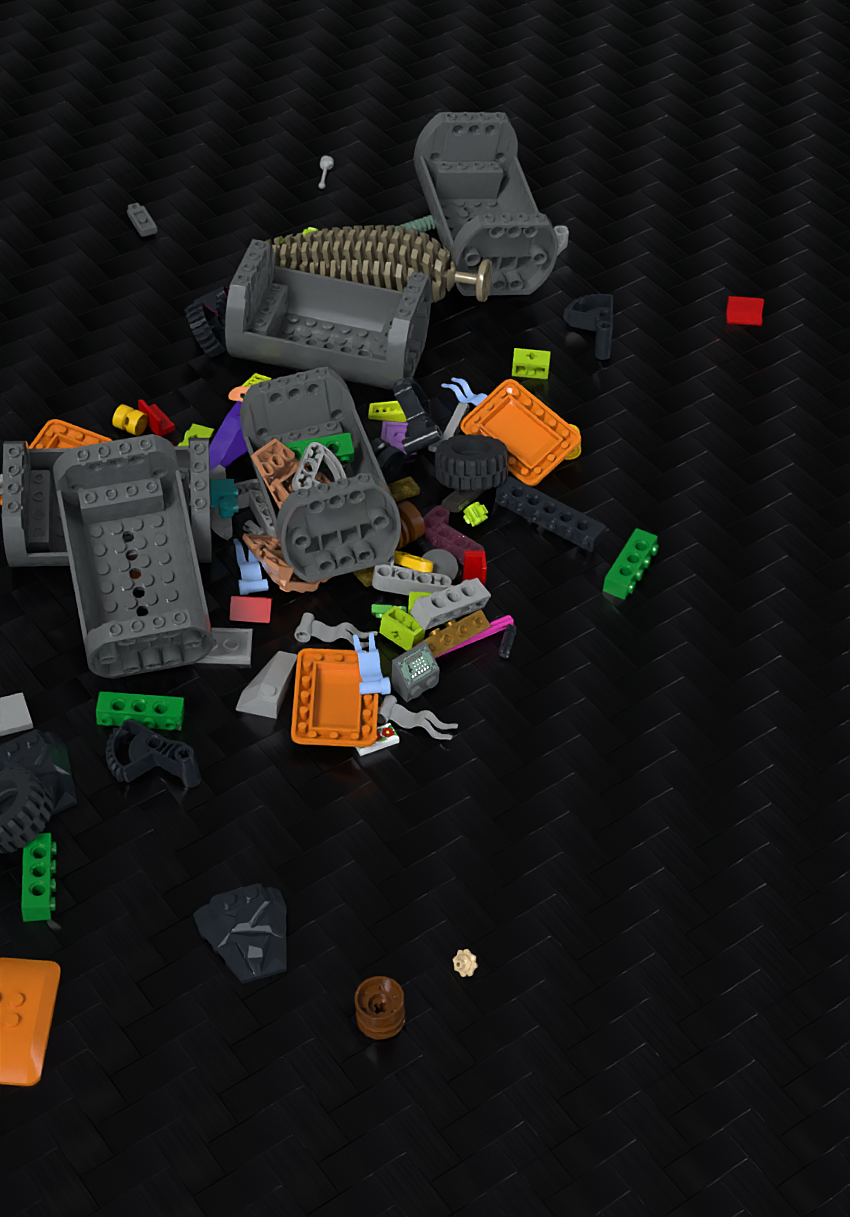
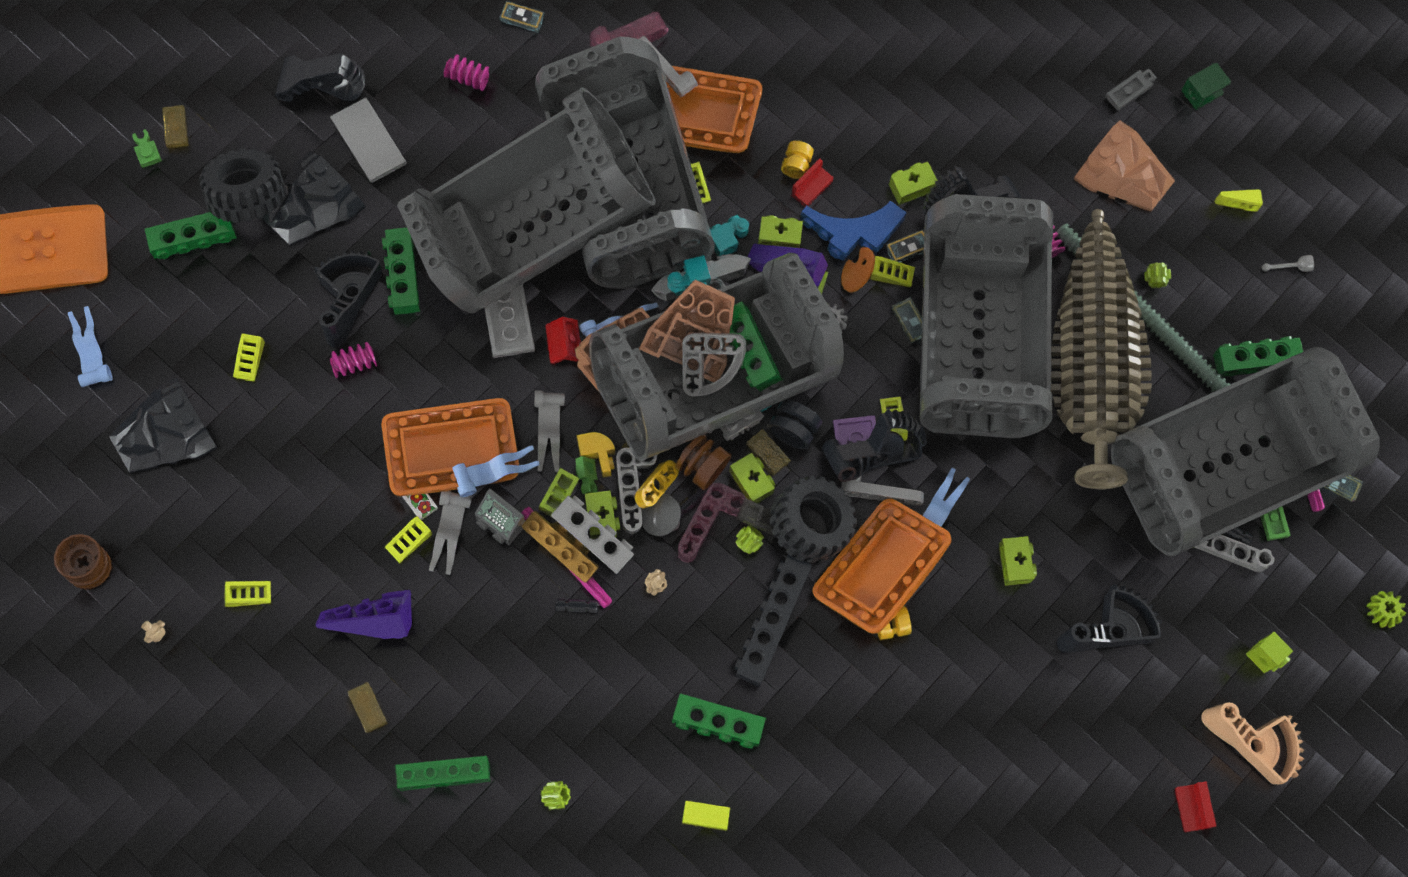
camera: 75 degrees right, 25 degrees up
(142, 988) = (89, 353): none -> light blue flag
(158, 179) = (1205, 86): none -> dark green piece
(178, 356) = (907, 190): none -> lime brick
(188, 840) = (244, 340): none -> neon yellow slope
(211, 238) = (1125, 169): none -> nougat wedge
(214, 400) = (845, 234): none -> blue arch
(222, 761) = (352, 359): none -> dark pink piece
(234, 372) = (906, 247): none -> tile
(262, 182) = (1244, 199): none -> neon yellow slope
(269, 687) = (459, 381): light grey wedge -> none
(364, 596) = (596, 446): none -> yellow brick
(395, 200) = (1228, 365): none -> green brick
(409, 738) = (409, 528): none -> neon yellow slope
(423, 499) = (752, 467): none -> lime brick
(440, 886) = (238, 601): none -> neon yellow slope
(475, 566) = (660, 558): red panel -> none
(487, 779) = (378, 618): none -> dark purple wedge
(499, 582) = (655, 582): none -> tan plant
(574, 804) = (367, 707): none -> clear yellow plate
(612, 186) = (1380, 603): none -> lime gear
(635, 244) = (1270, 653): none -> lime brick
(647, 755) = (442, 773): none -> green brick
(679, 679) = (555, 795): none -> lime gear
(698, 266) = (1233, 729): none -> light nougat arm
(710, 589) = (706, 815): none -> neon yellow slope

